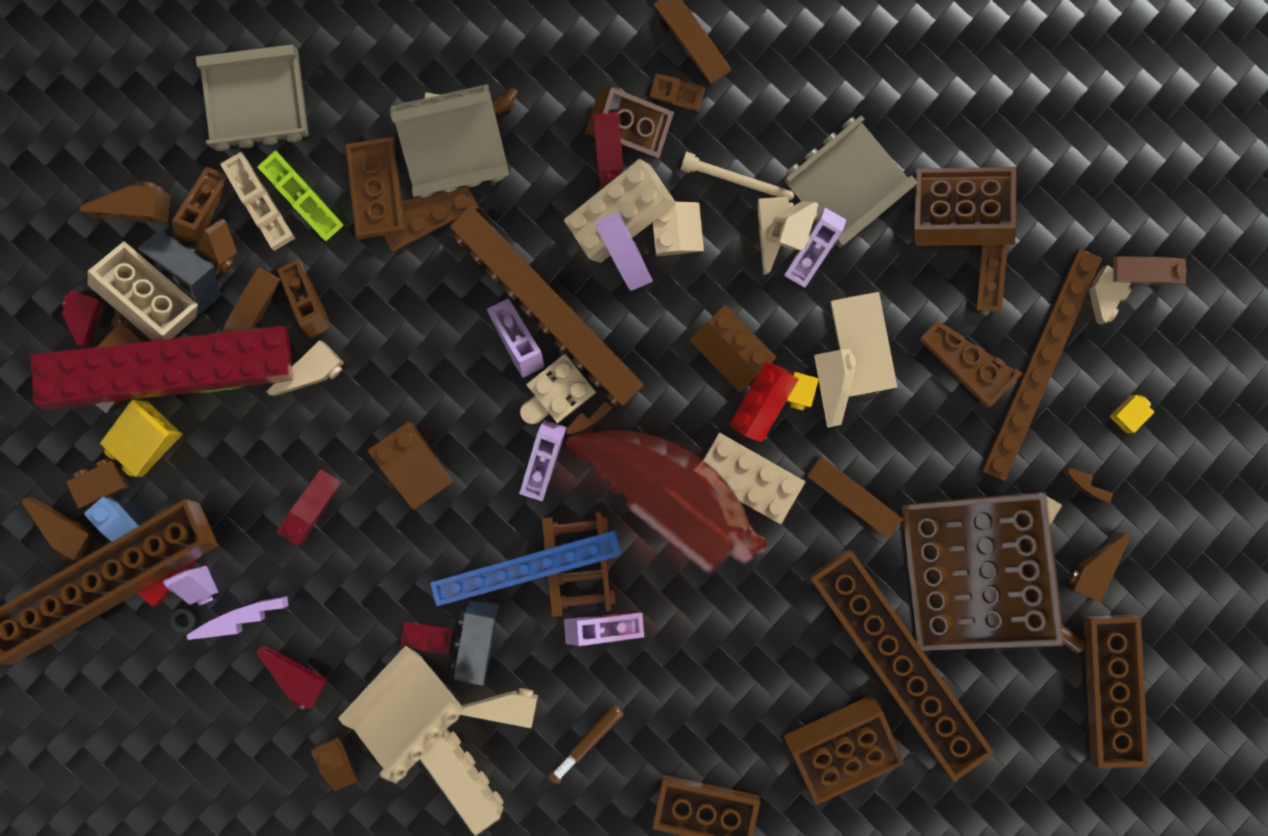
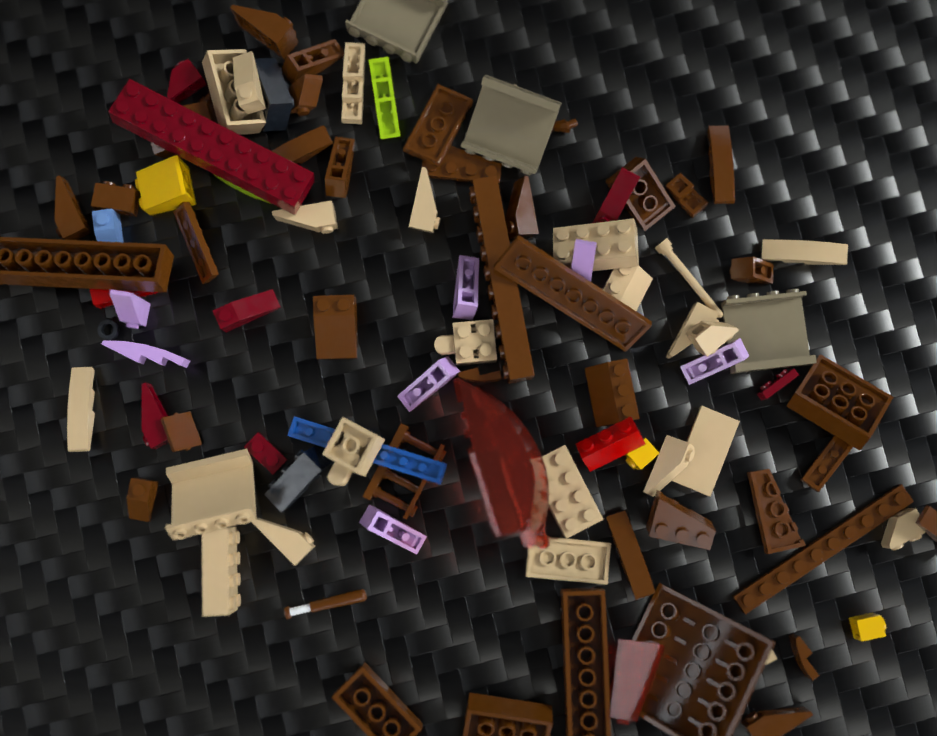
camera: 30 degrees right, 5 degrees down
(152, 277) = (248, 83): none -> tan slope
(210, 474) = (195, 242): none -> reddish brown plate
(211, 717) = (80, 406): none -> tan slope
(328, 672) = (181, 431): none -> reddish brown piece
(420, 285) = (424, 209): none -> tan slope
(512, 578) = (352, 450): none -> tan brick
(521, 226) = (520, 213): none -> reddish brown slope
(627, 277) = (572, 293): none -> reddish brown plate
(794, 128) = (751, 270): none -> reddish brown slope
(800, 542) = (570, 561): none -> tan tile
(835, 73) = (805, 252): none -> tan slope
(883, 436) = (678, 524): none -> reddish brown wedge
(888, 238) = (783, 379): none -> dark red plate
(933, 615) = (633, 676): none -> clear red slope

